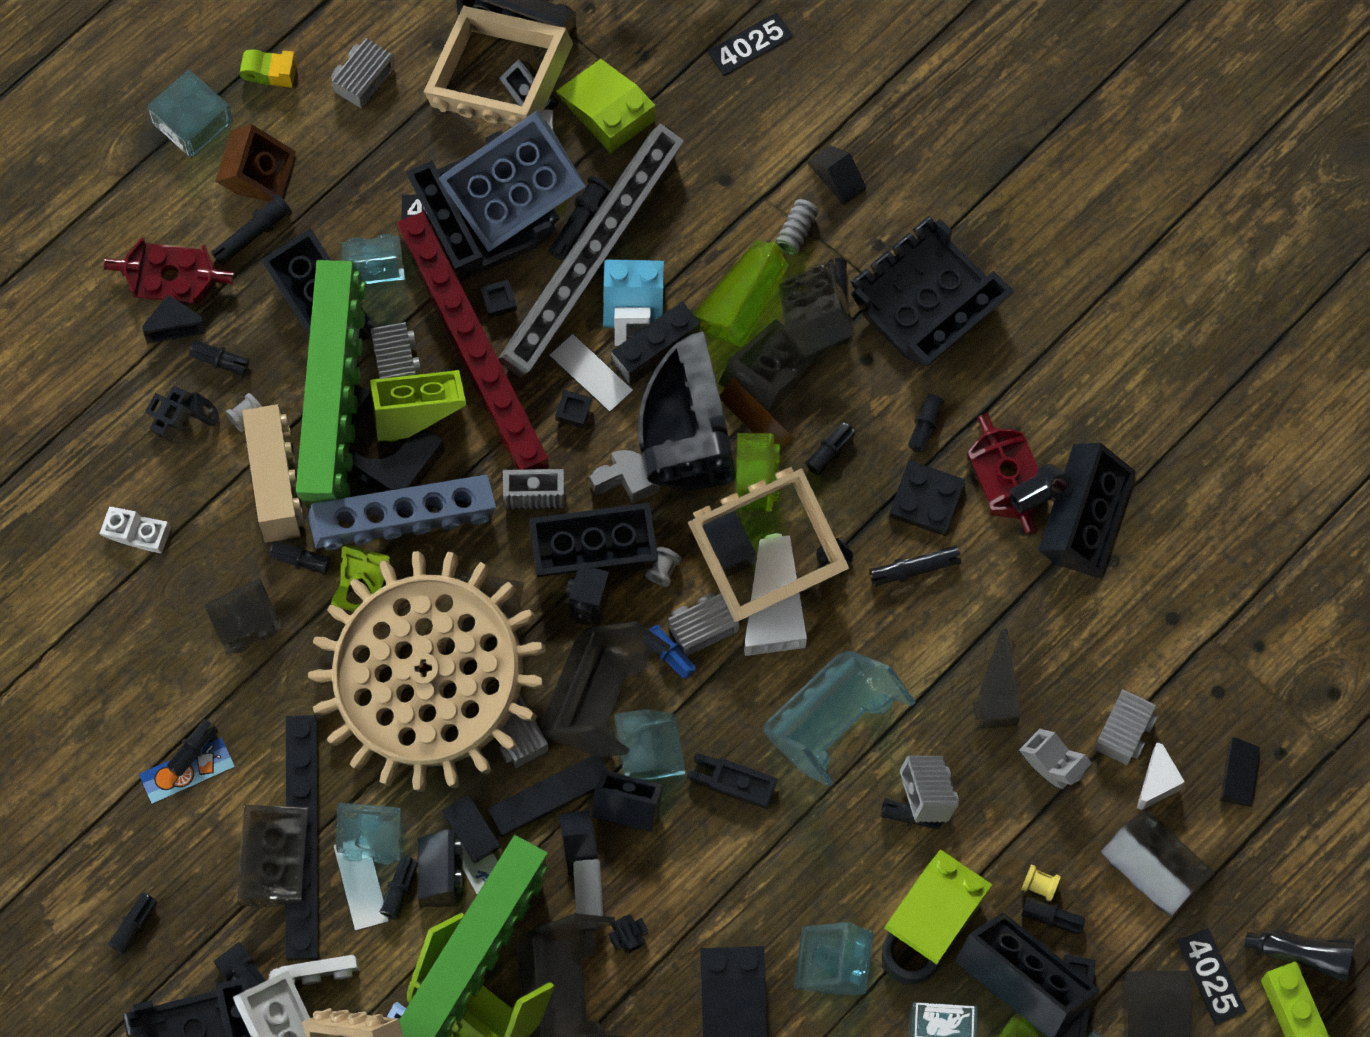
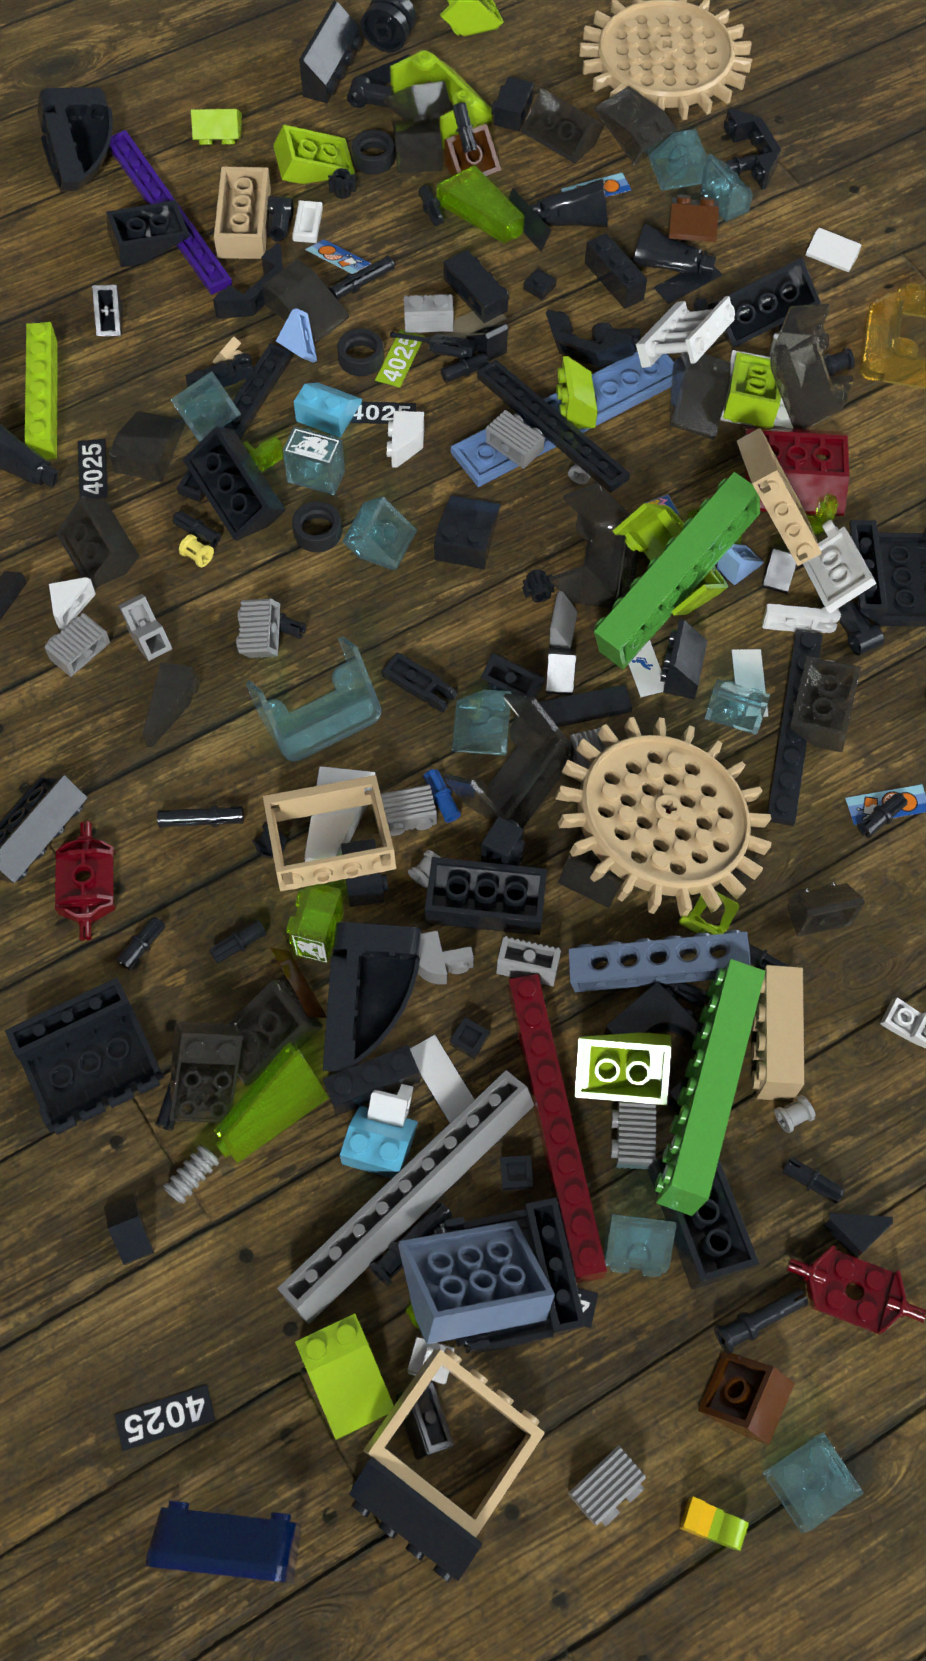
camera: 165 degrees left, 5 degrees down
(175, 410) = (854, 1123): black piece -> none
(399, 888) = (719, 665): black axle -> none
(471, 829) = (649, 696): black tile -> none
(927, 498) = (166, 877): black plate -> none
(938, 906) = (285, 540): lime slope -> none
(1040, 488) = (54, 842): black piece -> none

